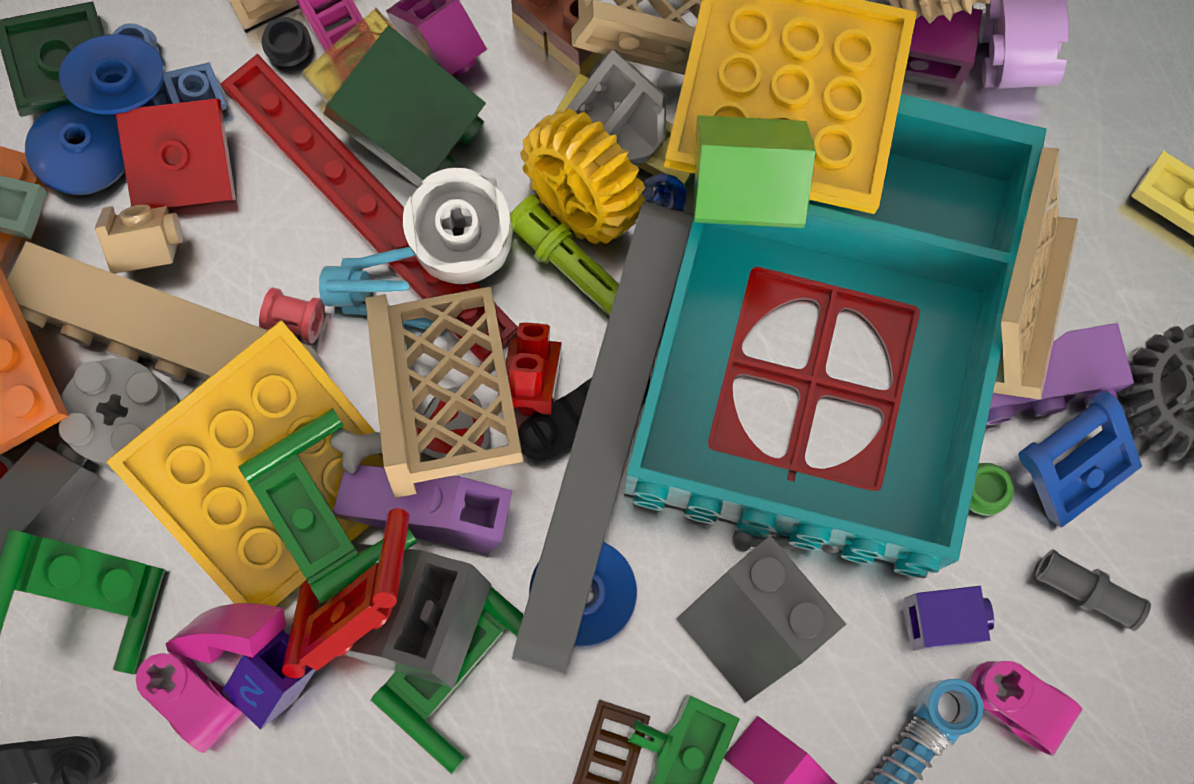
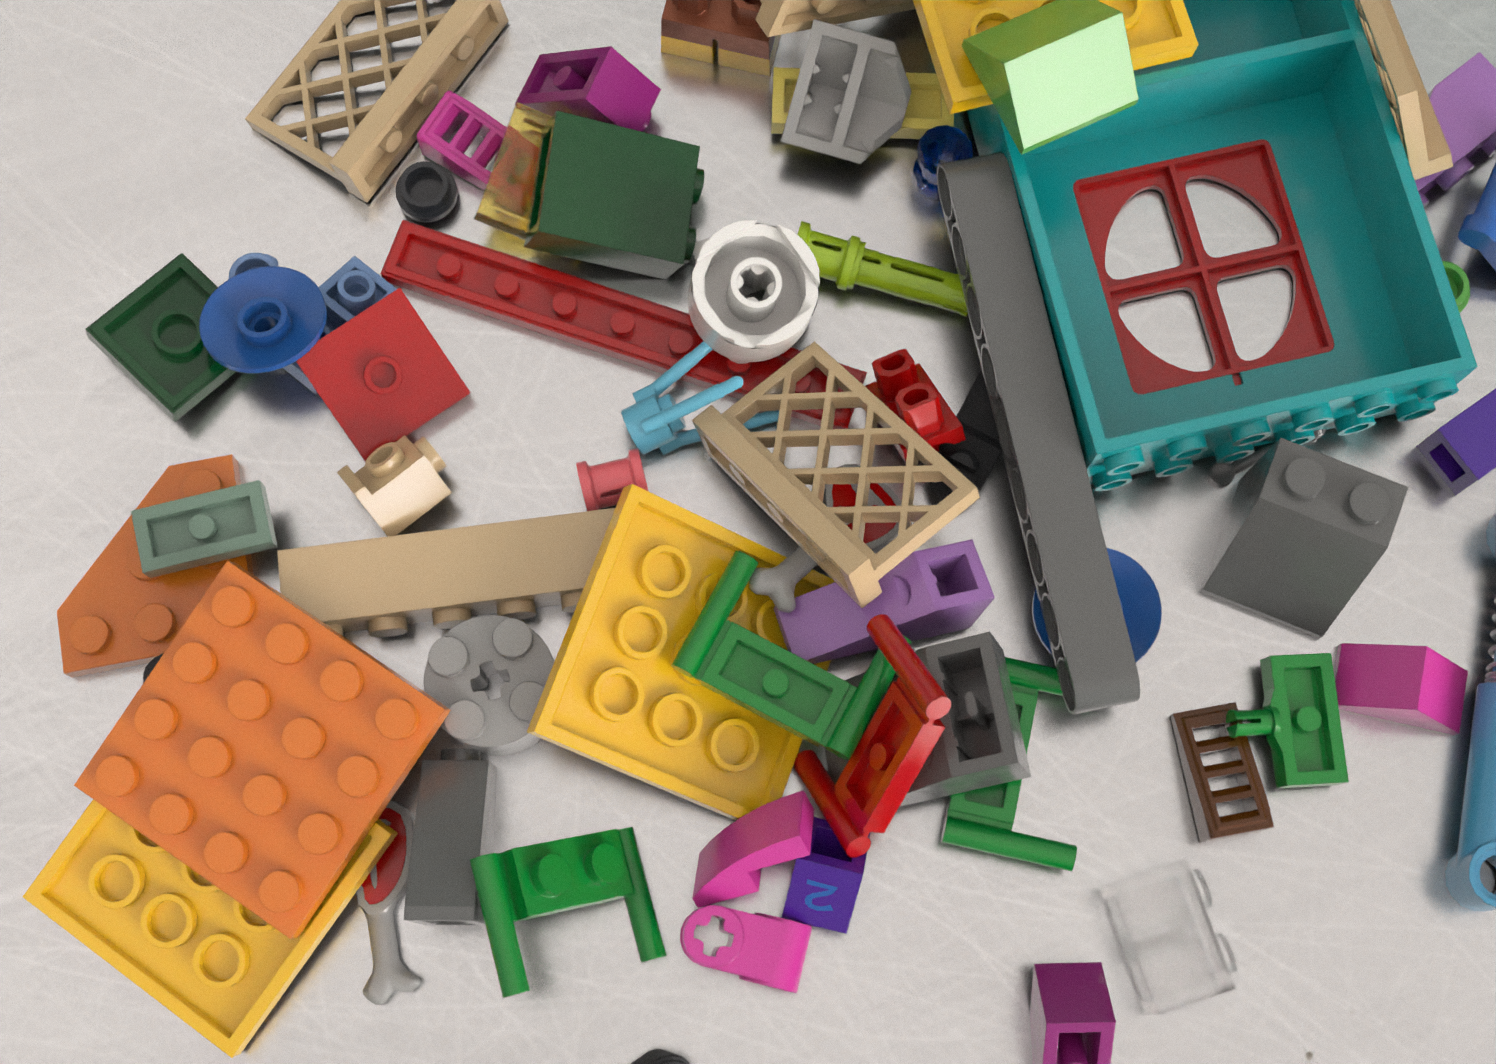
camera: 30 degrees left, 0 degrees up
(77, 167) = (264, 447): blue dish -> none
(583, 176) = (853, 172): yellow gear -> none

